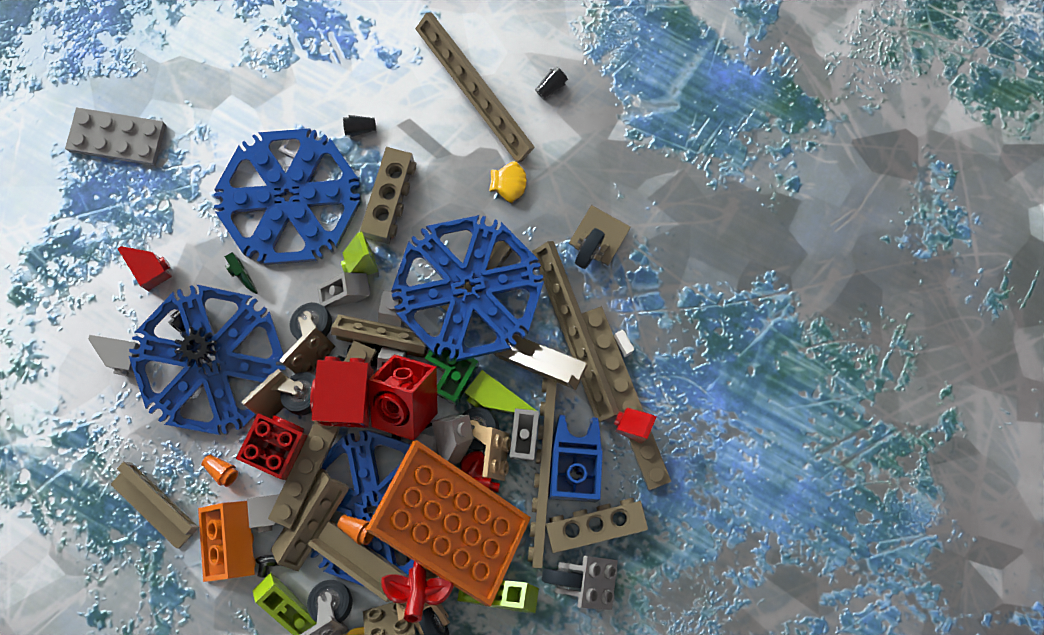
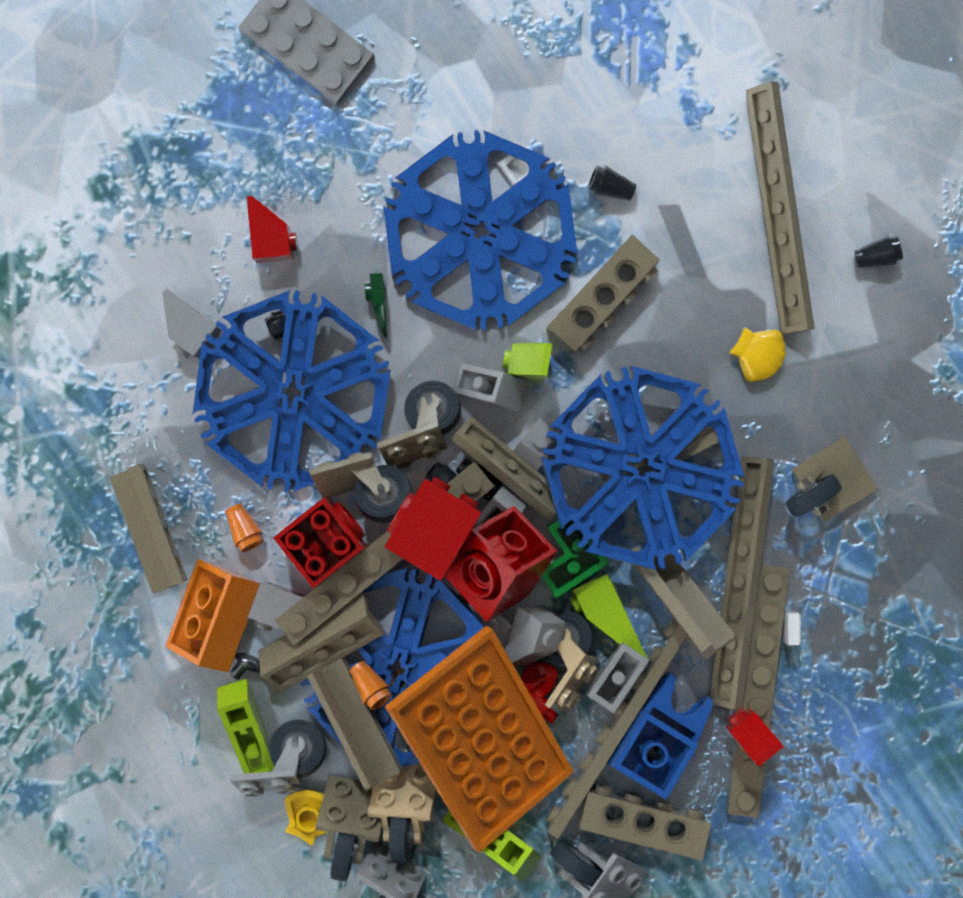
camera: 30 degrees right, 10 degrees up
(191, 355) = (276, 379): black gear -> none
(415, 591) = (404, 795): red plant -> none

